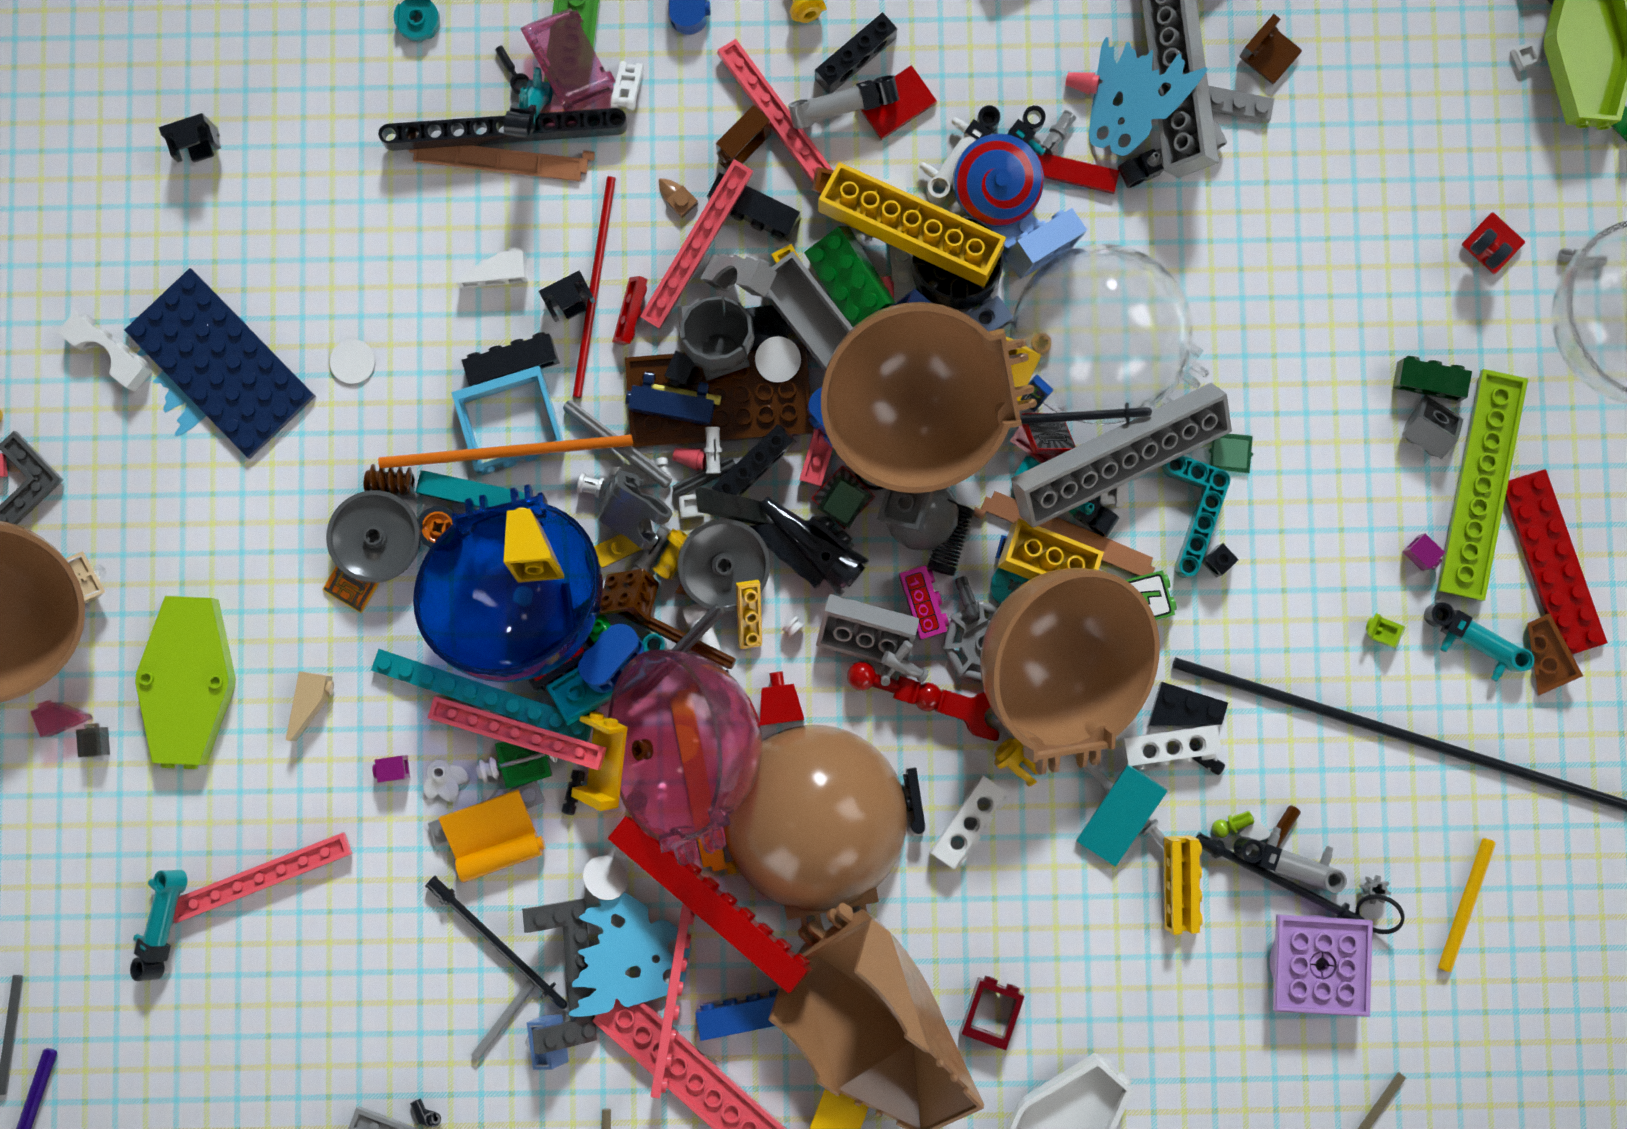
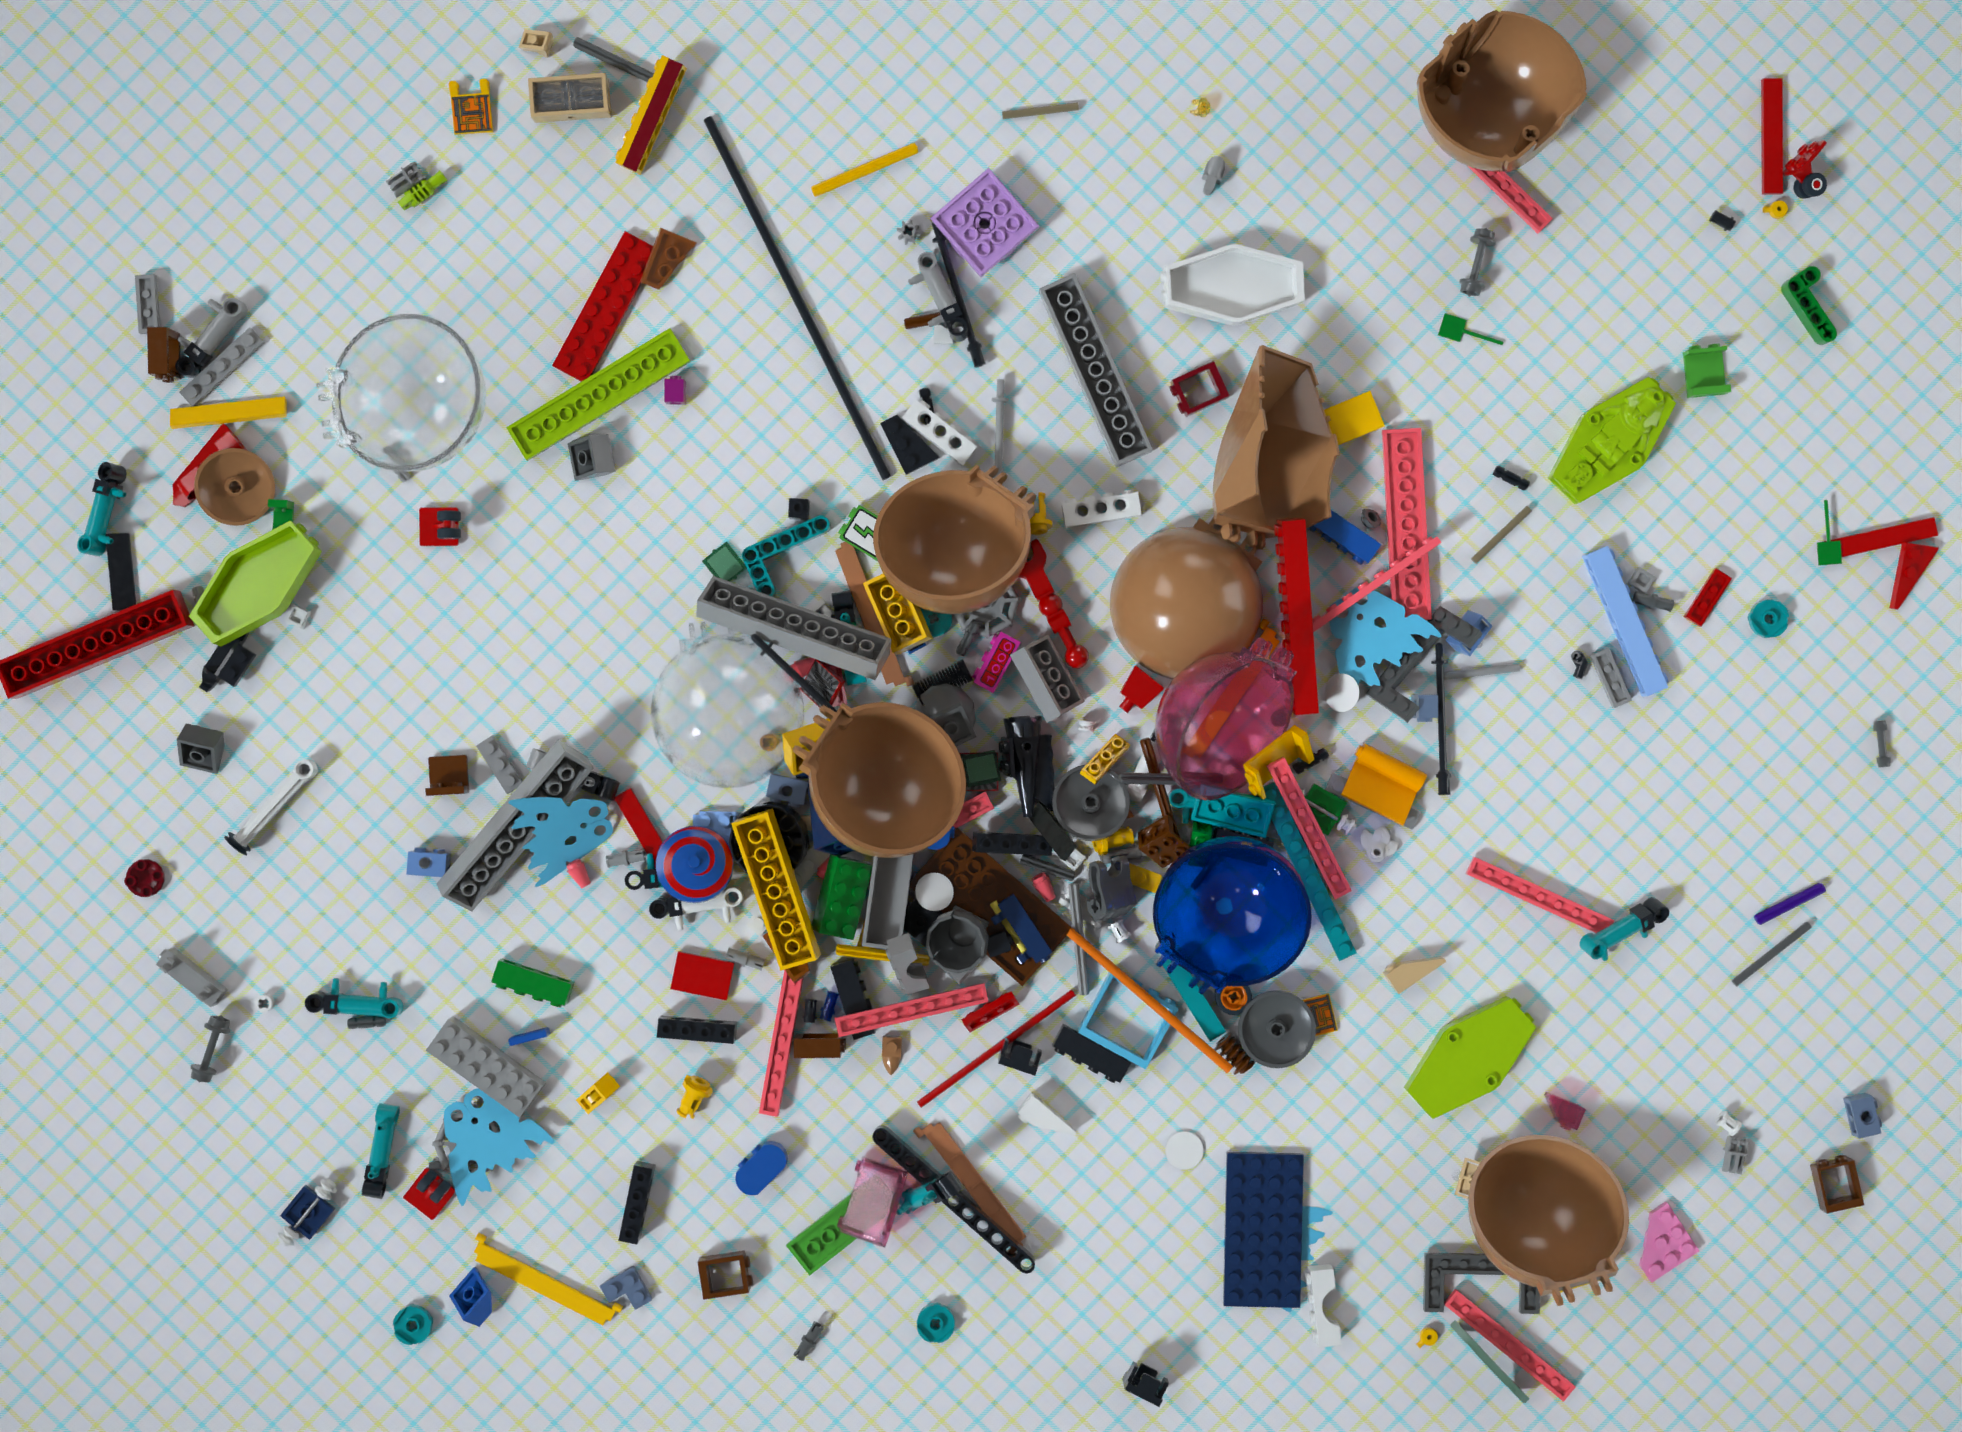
camera: 135 degrees left, 5 degrees up
(92, 741) = (1558, 1076): clear smoke brick -> none
(391, 768) = (1402, 882): magenta brick -> none
(511, 68) = (910, 1235): black piece -> none
(519, 942) = (1428, 707): none -> sand blue brick
(528, 548) = (1196, 924): yellow slope -> none
(609, 656) = (1211, 816): blue brick -> none
(627, 84) = (853, 1150): white plate -> none
(642, 749) = (1246, 743): reddish brown bush -> none
(713, 450) = (1027, 877): white pin -> none
(732, 1053) = (1370, 518): none -> dark grey animal
(766, 178) = (829, 1005): none -> clear blue pin
(777, 160) = (810, 1010): none -> black pin
(787, 247) = (872, 953): none -> yellow axle
(864, 96) = (719, 997): light grey piece -> none
(876, 150) = (745, 958): none -> light grey pin
(896, 662) = (1051, 645): light grey piece -> none
(914, 801) = (1120, 553): black plate -> none
(1040, 393) = (803, 715): tile -> none
(1045, 242) = (705, 799): light blue brick -> none
(1079, 431) = (803, 666): none -> coral cone
(1097, 936) = (1095, 370): none -> light grey brick
(1121, 815) = (1009, 423): teal tile -> none
(1182, 884) = (1016, 349): yellow brick -> none
(1222, 828) = (959, 356): lime axle -> none
(1384, 631) = (746, 370): lime bracket -> none
(1388, 899) = (908, 215): black piece -> none
(1432, 378) = (561, 485): dark green brick -> none
(1461, 626) = (698, 322): teal piece -> none

